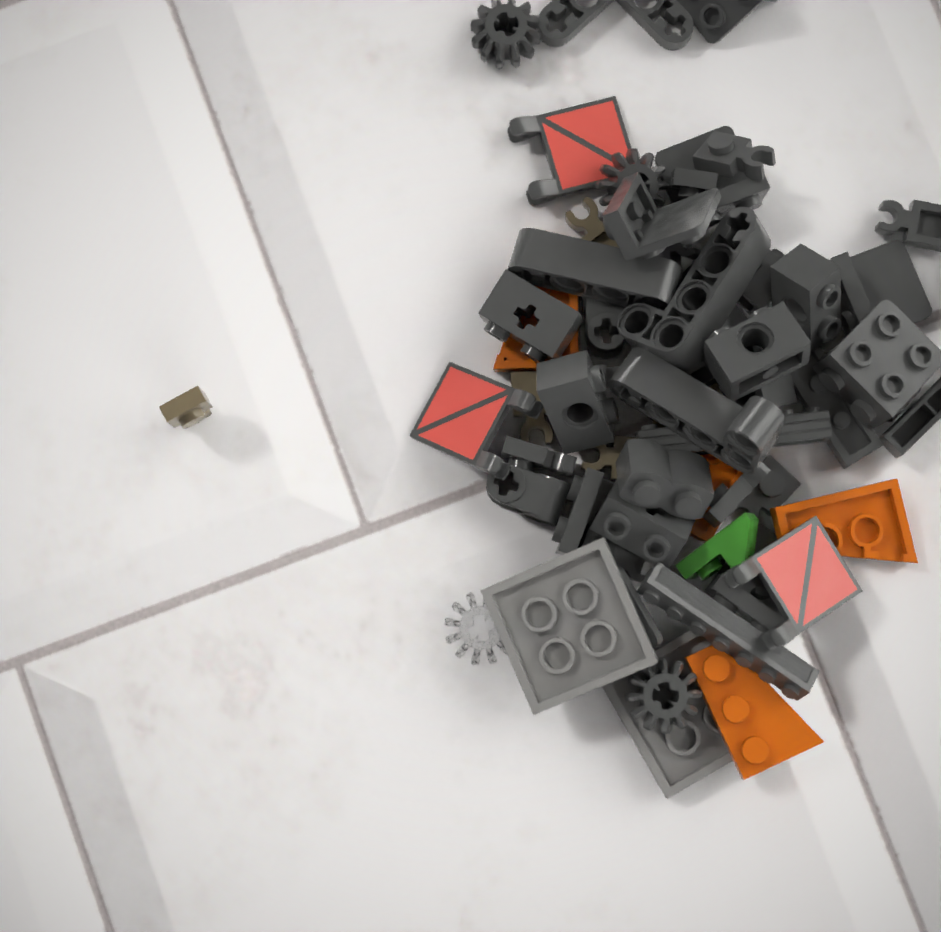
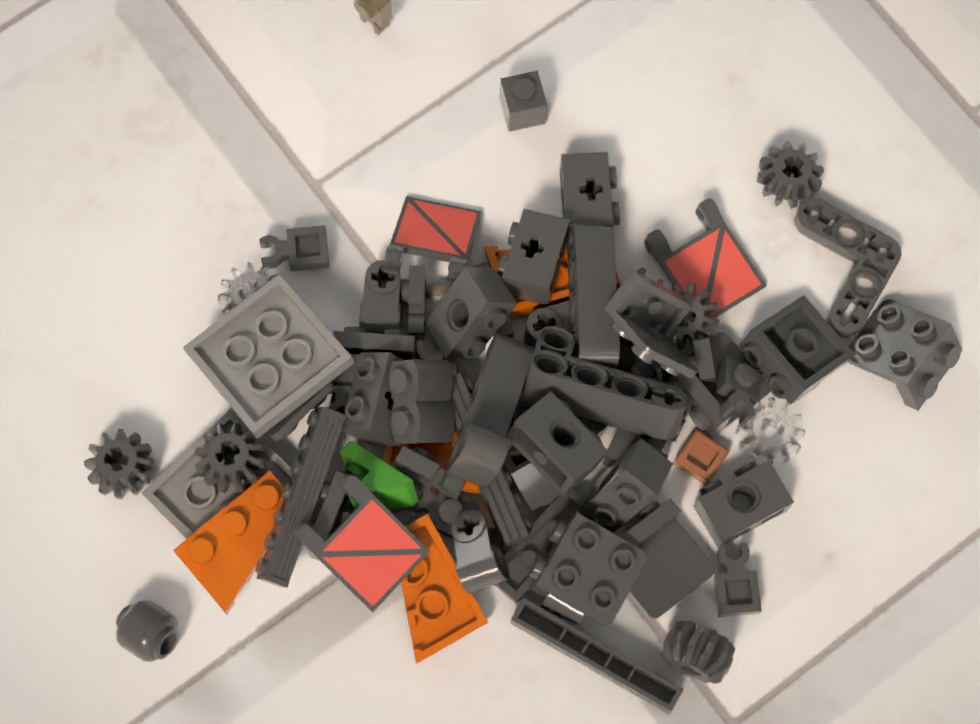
camera: 70 degrees right, 10 degrees down
(342, 280) = (523, 101): none -> dark grey brick
(441, 559) = (304, 249): none -> dark grey plate
(446, 240) = (588, 174): none -> dark grey brick
(635, 827) = (103, 471): none -> dark grey gear
(698, 88) = (795, 350): none -> dark grey plate
(780, 217) = (701, 457): none -> nougat tile
(787, 130) = (784, 439): none -> clear gear
(814, 827) = (147, 630): none -> dark grey head
(836, 467) = (478, 552): none -> dark grey piece
(847, 167) = (725, 520): none -> dark grey brick

